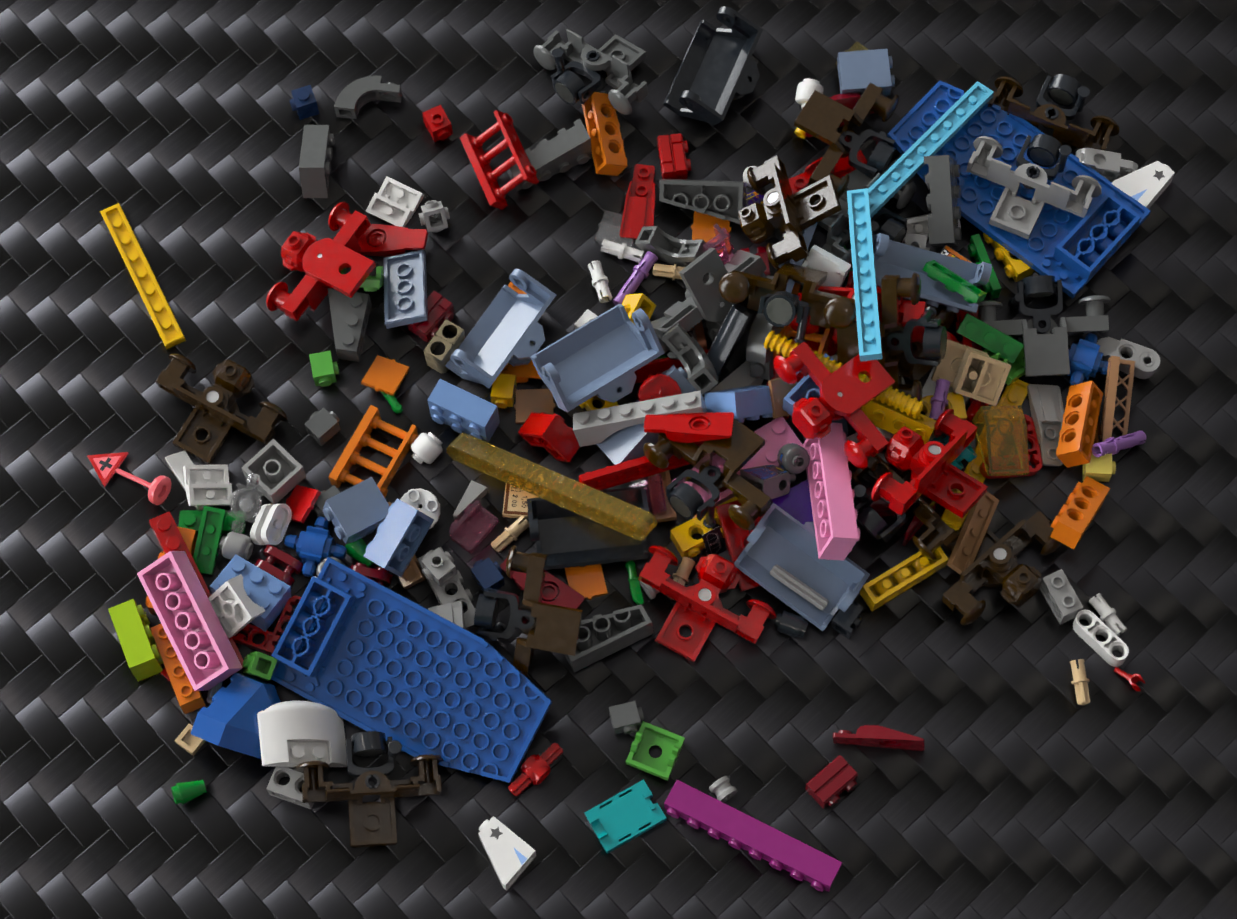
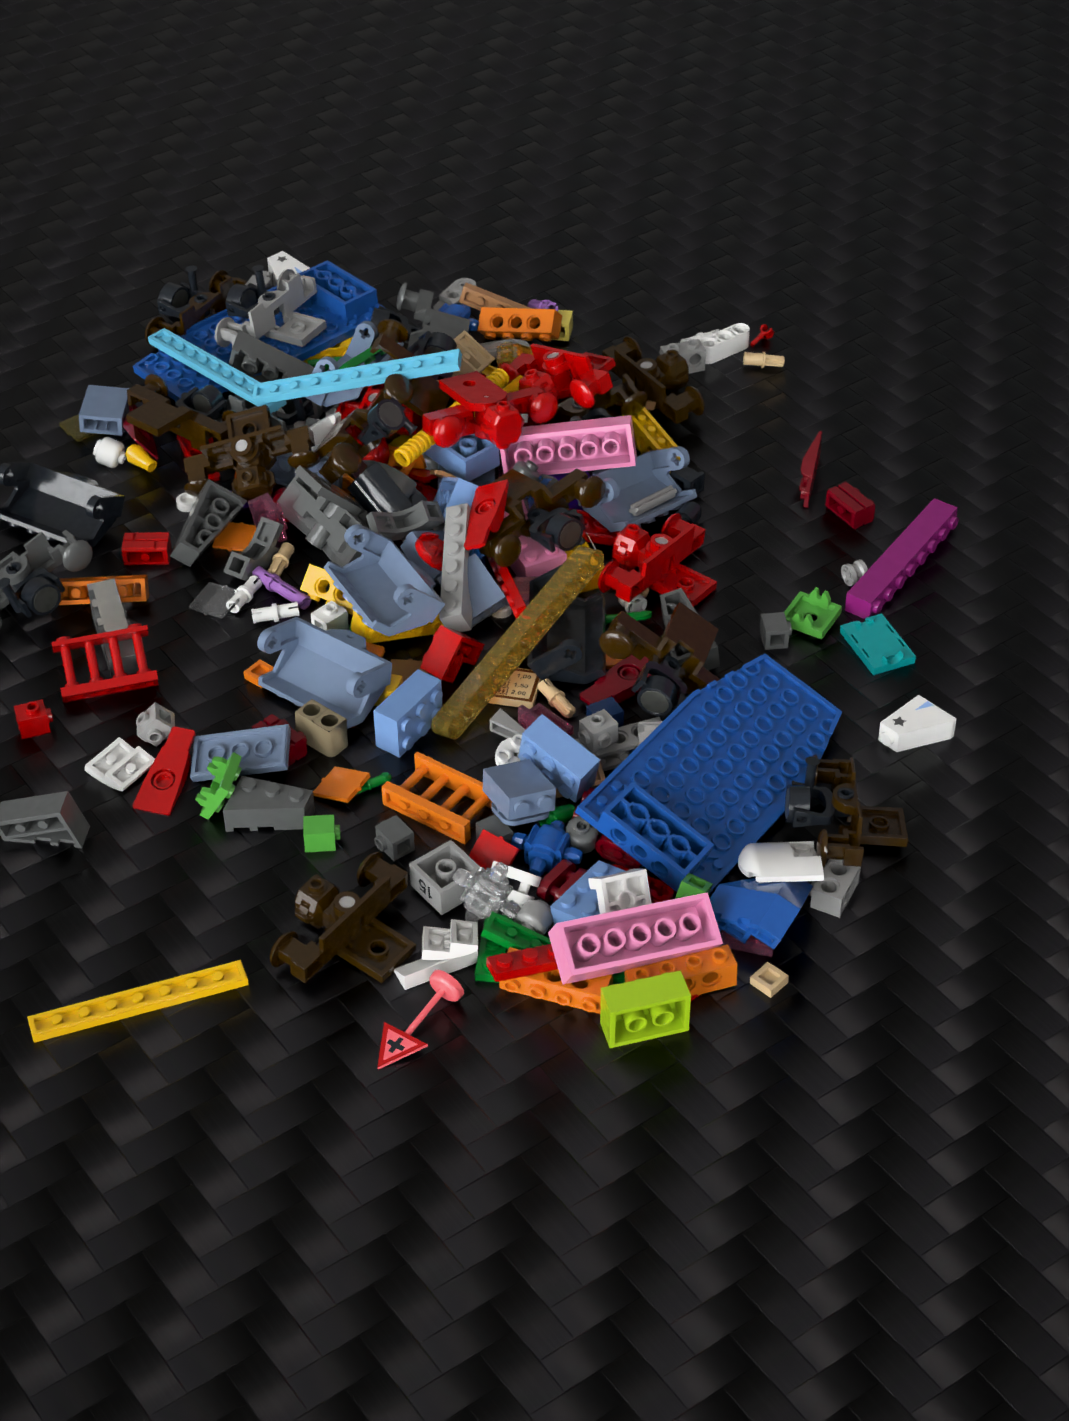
camera: 85 degrees left, 25 degrees down
(187, 791) = (836, 982): green cone -> none
(323, 264) = (192, 806): red piece -> none
(426, 448) = (443, 750): white head -> none
(535, 769) = (832, 694): red axle -> none
(639, 202) = (191, 578): red piece -> none
(1078, 512) = (609, 327): orange brick -> none

